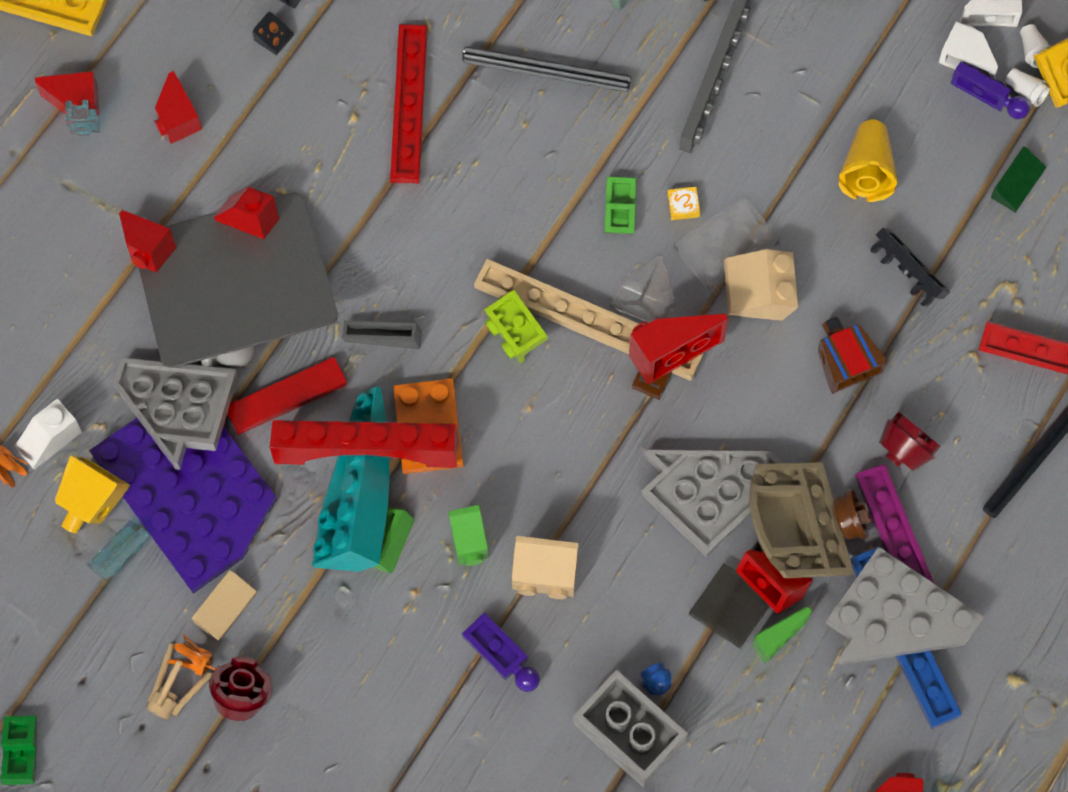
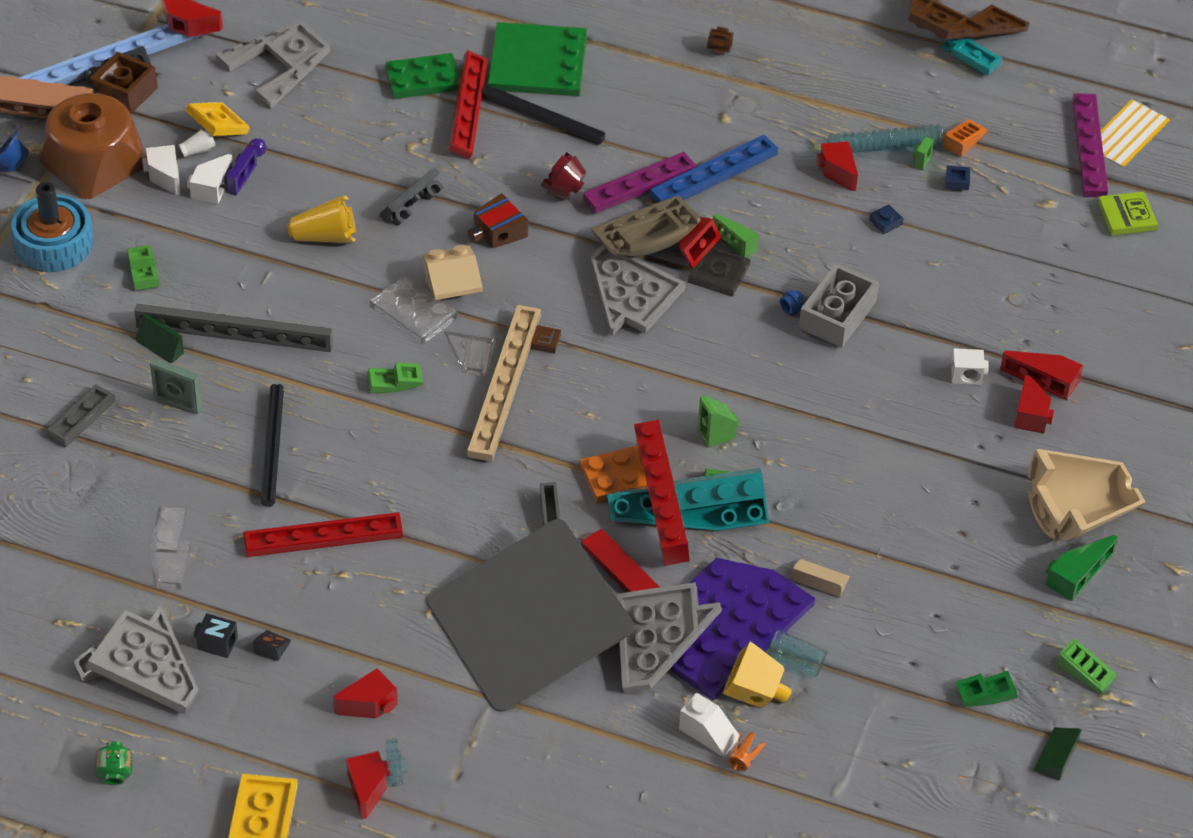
camera: 105 degrees left, 20 degrees down
(146, 241) = (509, 687): red slope -> none
(161, 699) = (914, 596): tan plant -> none
(200, 657) = (871, 579): orange piece -> none
(240, 688) = (890, 540): dark red cone -> none
(249, 212) = (462, 618): red slope -> none
(501, 653) = (802, 394): dark purple plate -> none
(515, 326) = (527, 421): lime bracket -> none
(544, 567) = (729, 371): tan slope -> none
(672, 342) = (528, 306): red slope -> none
(683, 203) = (383, 339): tile -> none
(852, 515) = (631, 201): reddish brown piece -> none
(898, 613) = (701, 171): light grey wing -> none
(1018, 180) = (319, 147): dark green slope -> none
(1028, 86) = (236, 143): white cone -> none

